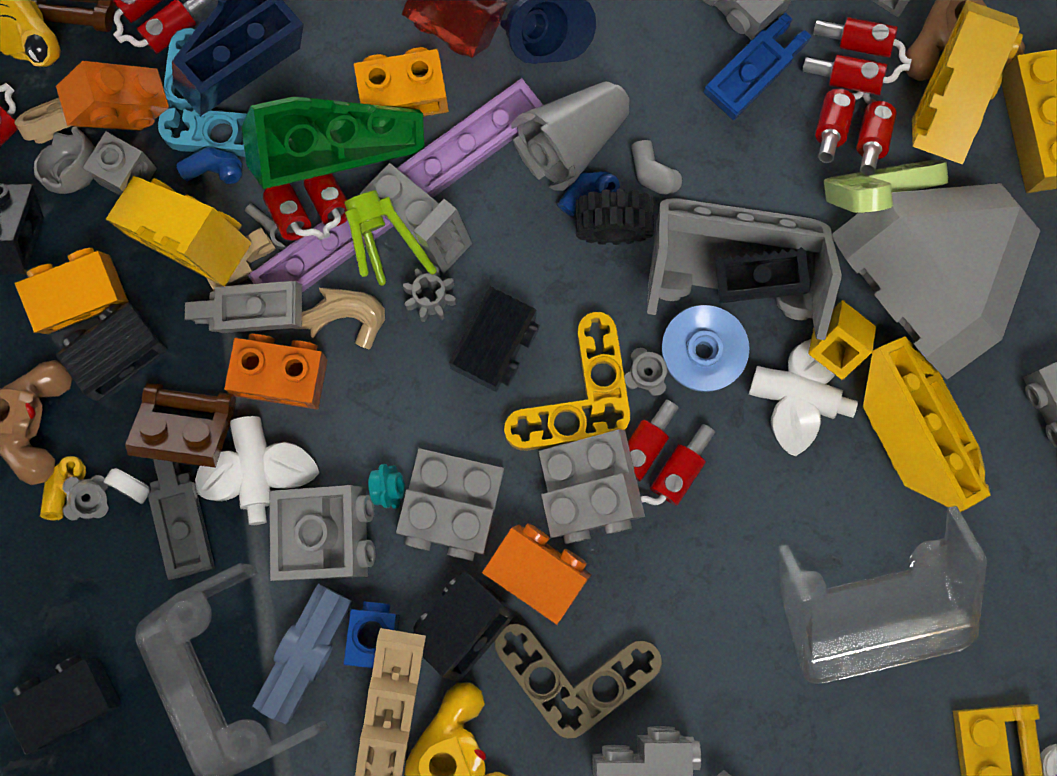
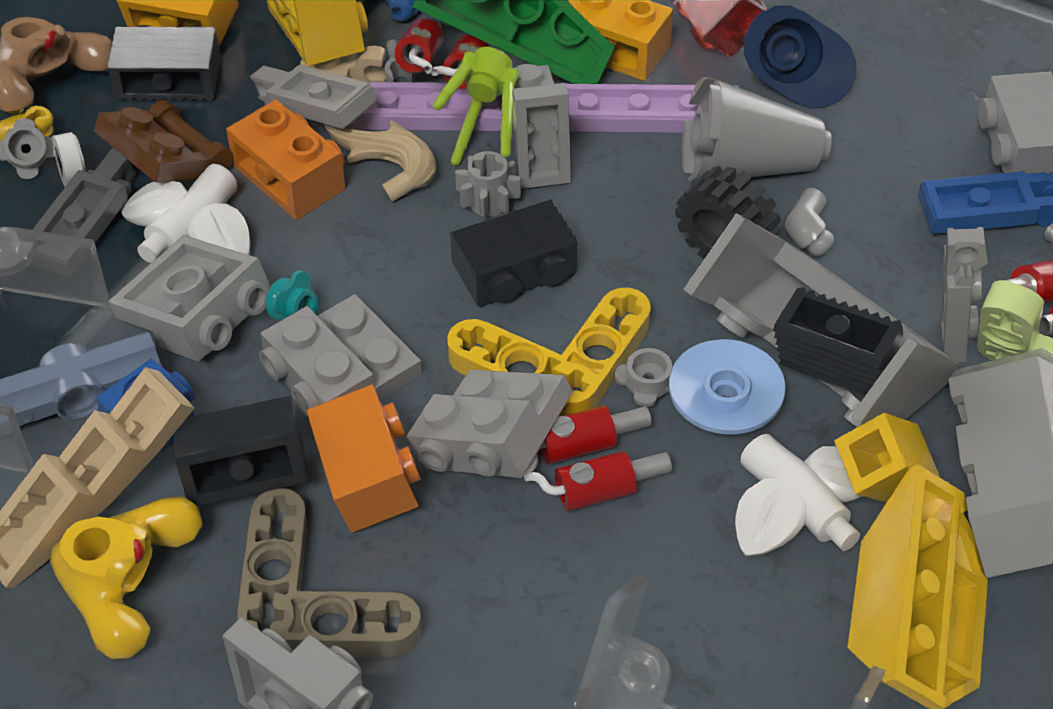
camera: 40 degrees right, 30 degrees down
(807, 182) = (961, 285): none -> light grey hinge

